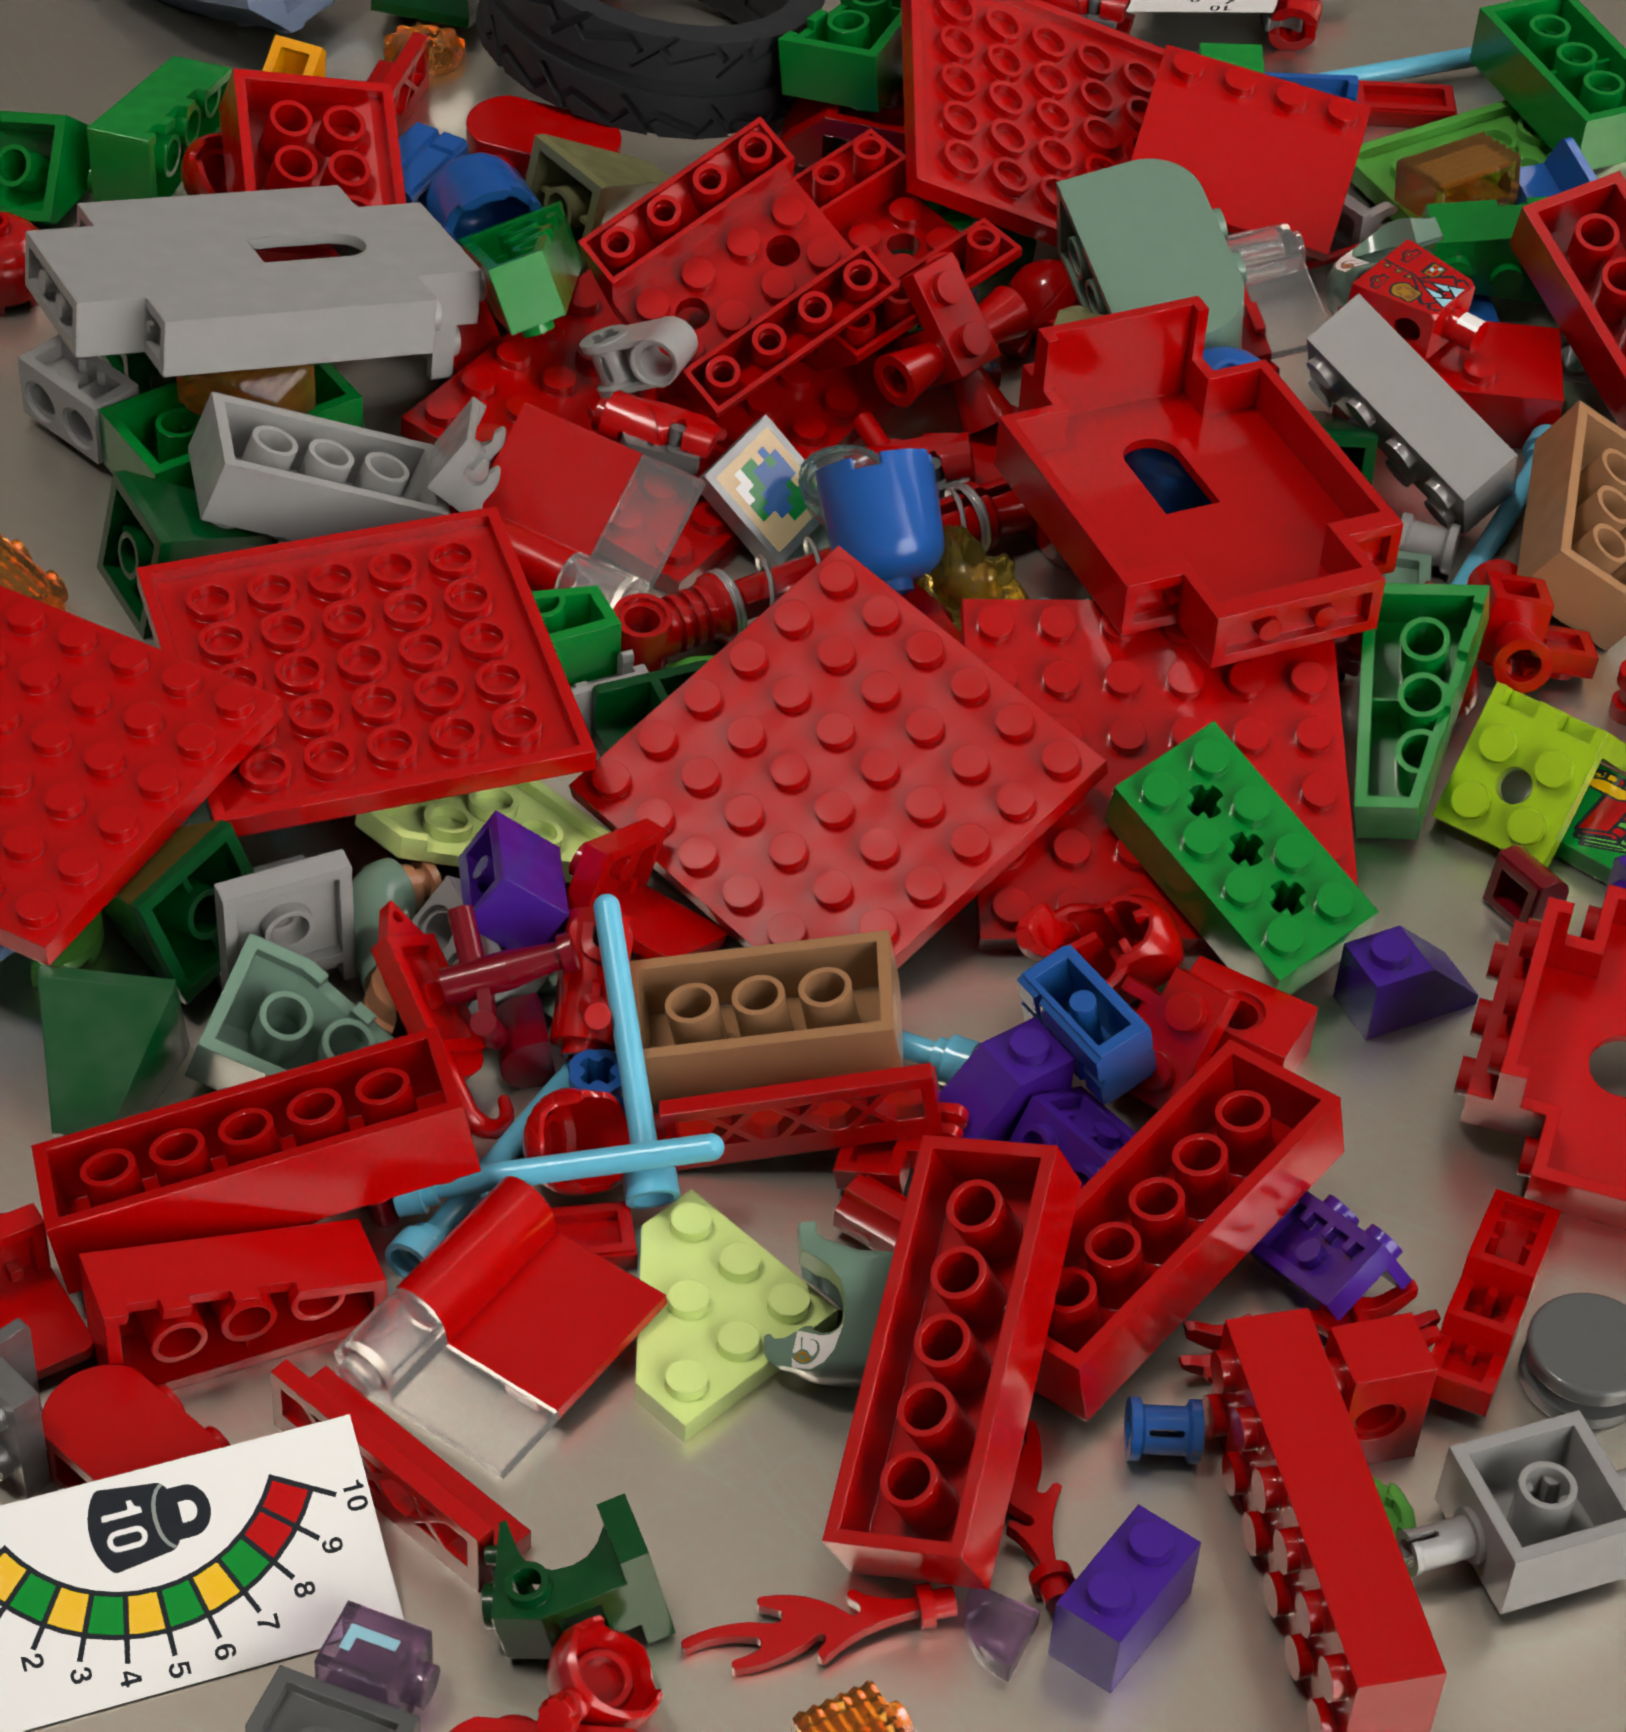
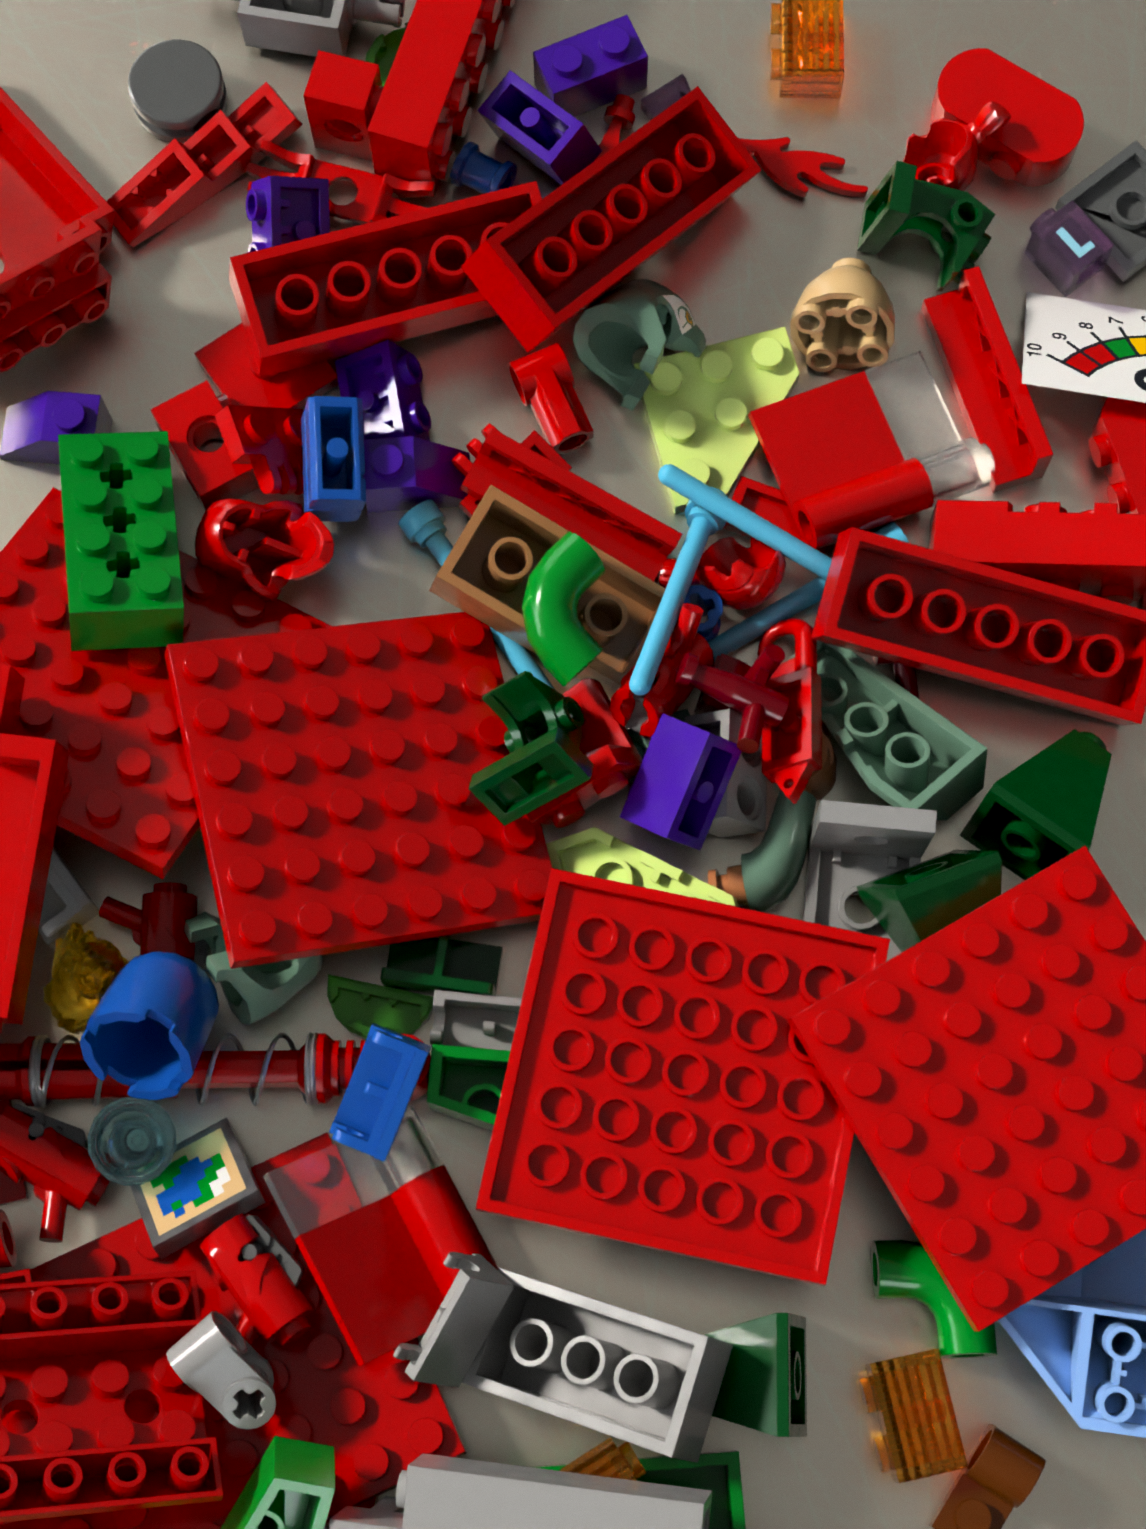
camera: 145 degrees left, 30 degrees up
(618, 1444) = (844, 316): none -> tan piece
(642, 573) = (379, 1092): none -> blue hinge
(666, 849) = (542, 746): none -> dark green tile
(743, 942) = (552, 607): none -> green cylinder
(1116, 1460) = (539, 129): none -> dark purple brick

